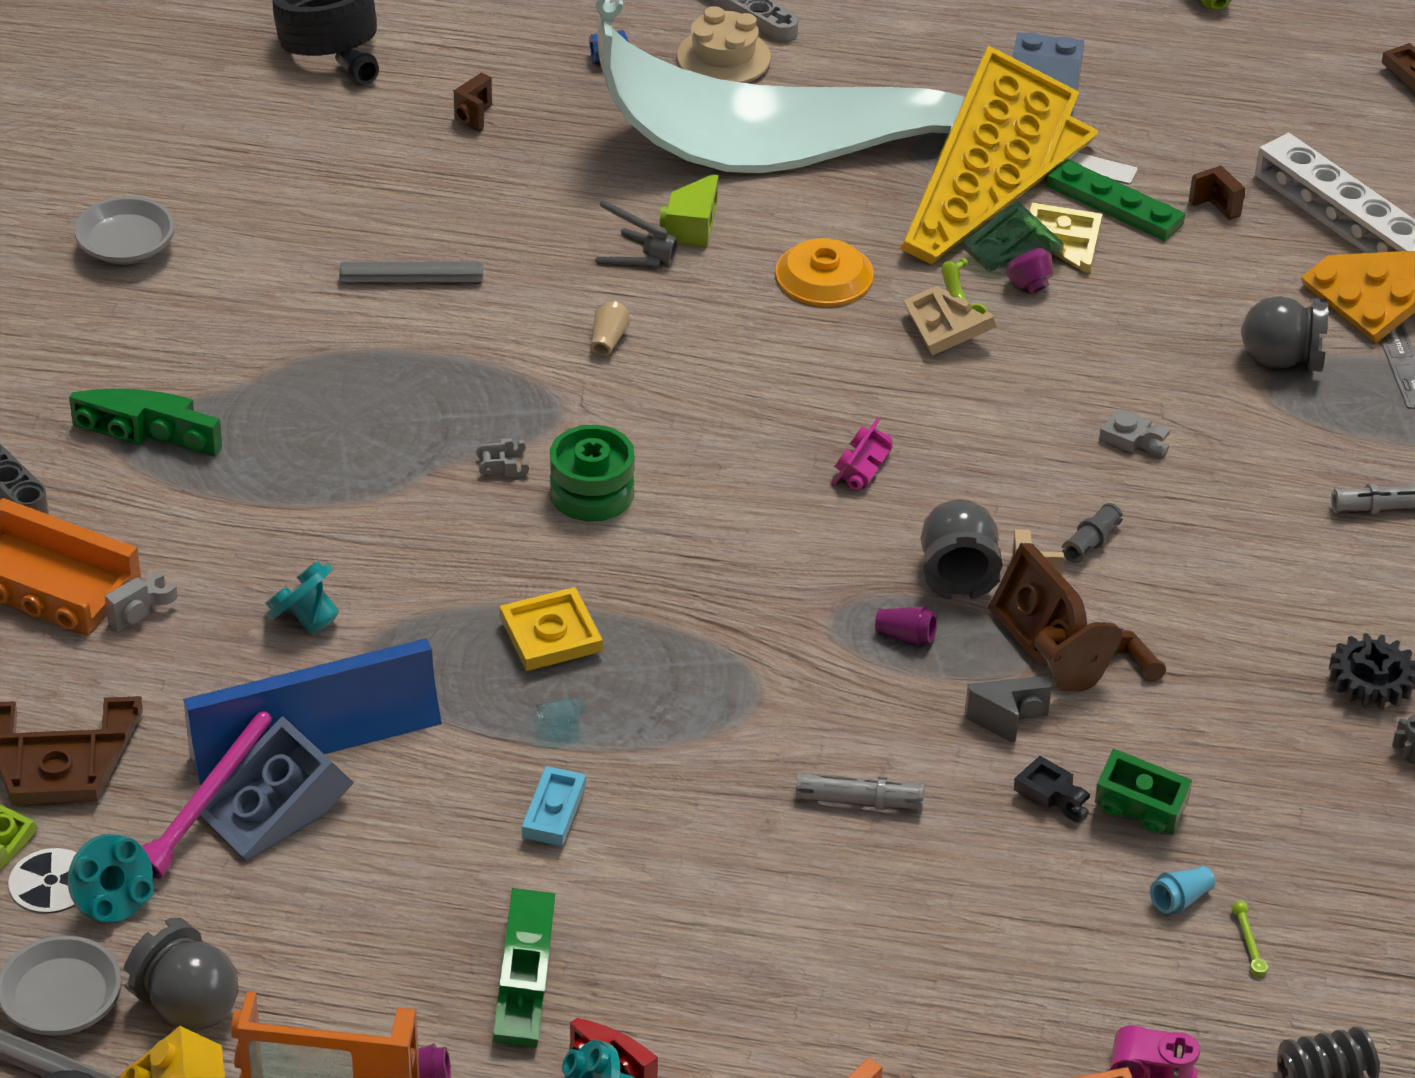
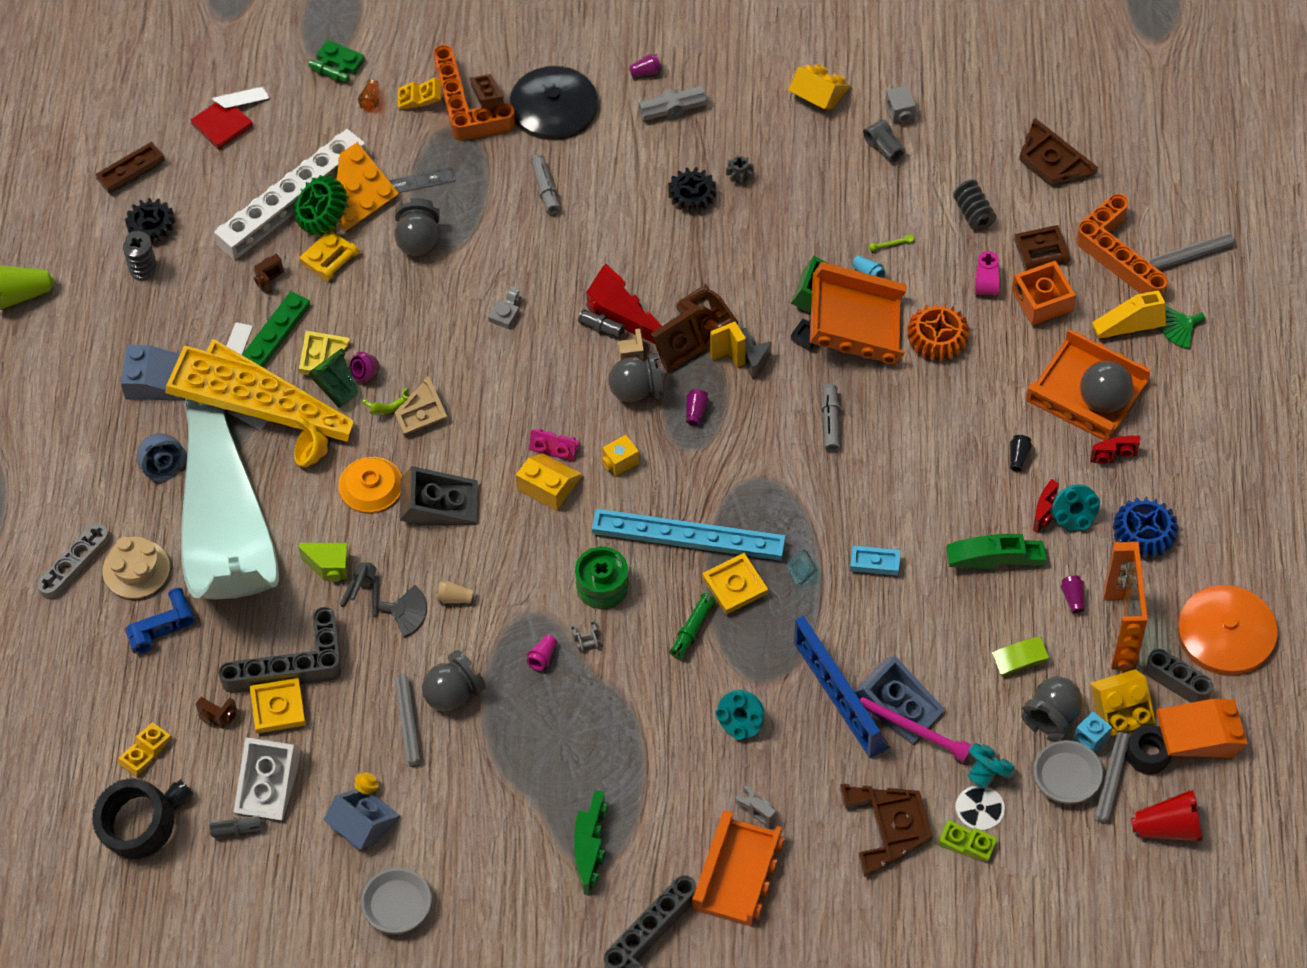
camera: 95 degrees left, 15 degrees up
(121, 1033) = (1093, 732): none -> medium azure brick
(268, 213) = (360, 818): none -> sand blue slope
(294, 111) = (235, 826): none -> dark grey axle
(310, 968) = (1021, 655): none -> lime slope
(319, 221) = (366, 783): none -> yellow plate
(363, 137) = (266, 778): none -> white slope
(437, 48) = (146, 748): none -> yellow slope
(448, 302) = (449, 684): none -> dark grey tile
(468, 156) = (277, 705): none -> yellow plate
(473, 565) = (687, 634): none -> green pin
(479, 405) = (541, 654): none -> dark pink cone
(542, 201) = (290, 662): none -> dark grey beam
(595, 288) = (407, 610): none -> dark grey hand
(654, 590) = (688, 534): none -> medium azure plate
(741, 1041) = (1019, 452): none -> black cone
(777, 321) = (437, 498): none -> dark grey slope
(793, 439) = (546, 480): none -> yellow slope
(822, 523) = (620, 455): none -> yellow brick
(894, 209) = (310, 444): none -> yellow hat
(895, 63) = (160, 457): none -> sand blue cylinder
(1018, 654) = (729, 341): none -> yellow panel
(1026, 963) = (950, 339): none -> orange gear
(1059, 836) = (856, 313): none -> orange panel
(1124, 548) = (610, 298): none -> red wedge
(1248, 64) = (139, 255): none -> dark grey piece
(1255, 258) = (325, 251): none -> yellow plate
(1323, 89) = (150, 219): none -> black gear
(1335, 235) = (321, 205): none -> green gear

